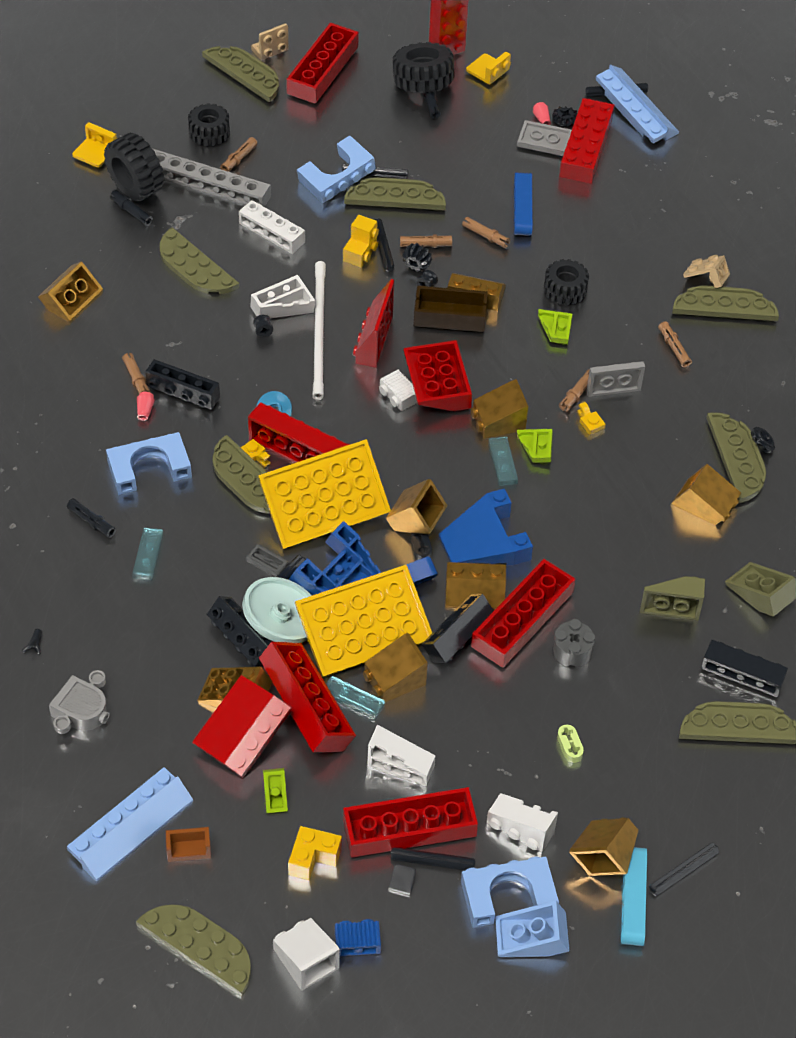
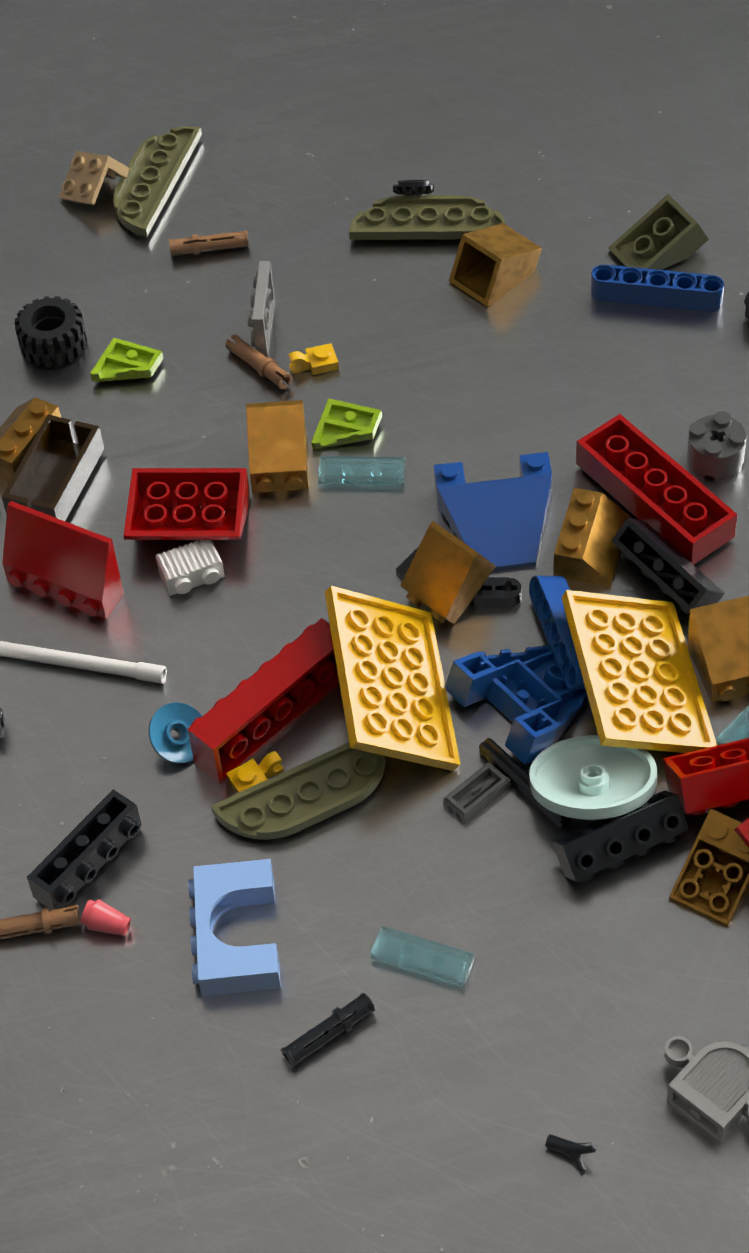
camera: 70 degrees left, 0 degrees up
(674, 598) = (669, 317): olive slope -> none
(715, 593) = (657, 288): none -> blue beam

